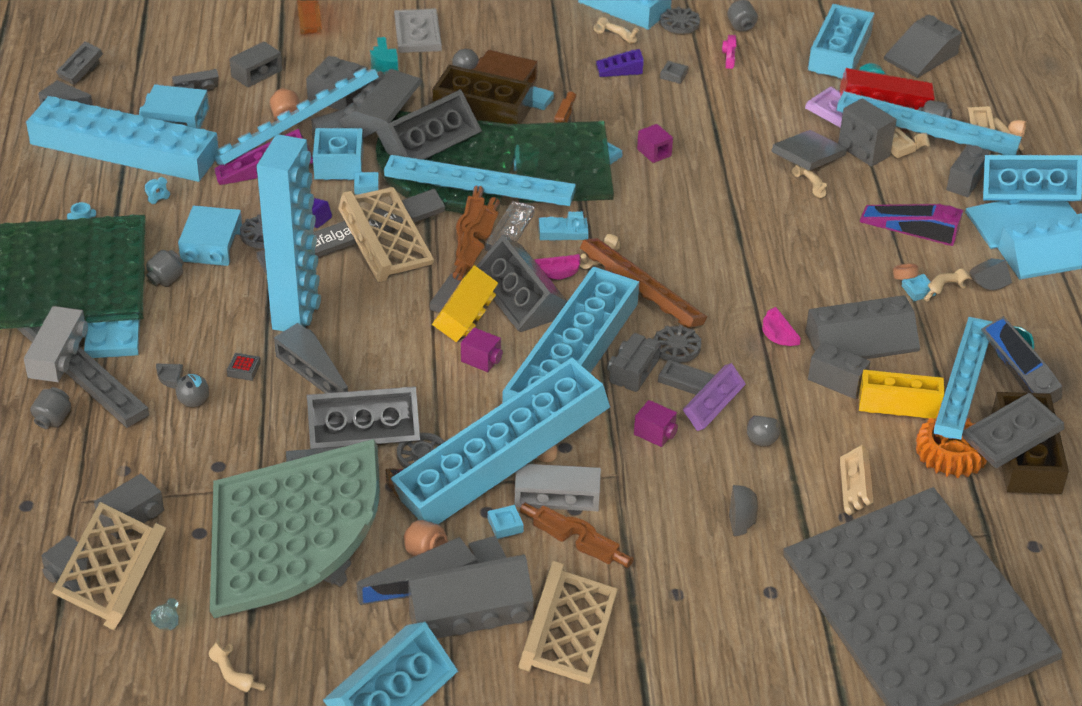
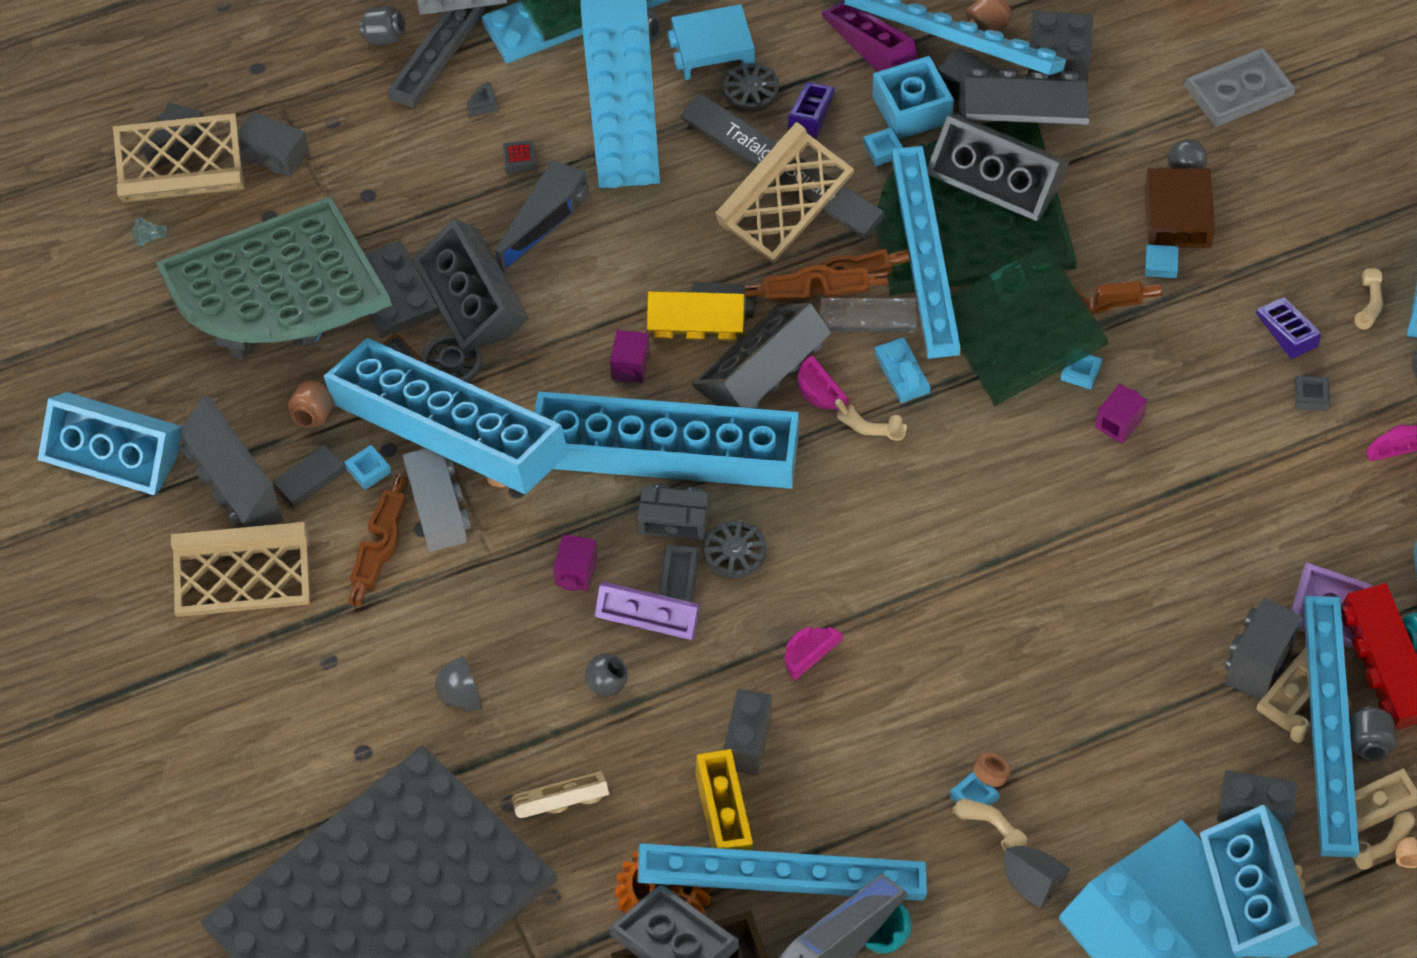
camera: 75 degrees right, 15 degrees up
(192, 390) = (453, 126): dark grey piece -> none
(239, 680) = (90, 311): tan piece -> none
(382, 58) = (1140, 74): teal brick -> none
(393, 581) = (276, 431): dark grey slope -> none
(488, 95) = (1108, 199): dark brown brick -> none
(648, 286) = (819, 479): dark orange plate -> none
(809, 150) = (1199, 593): dark grey tile -> none
(818, 186) = (1129, 629): tan piece -> none
(866, 327) = (840, 744): dark grey slope -> none
(925, 221) = (1110, 759): slope -> none

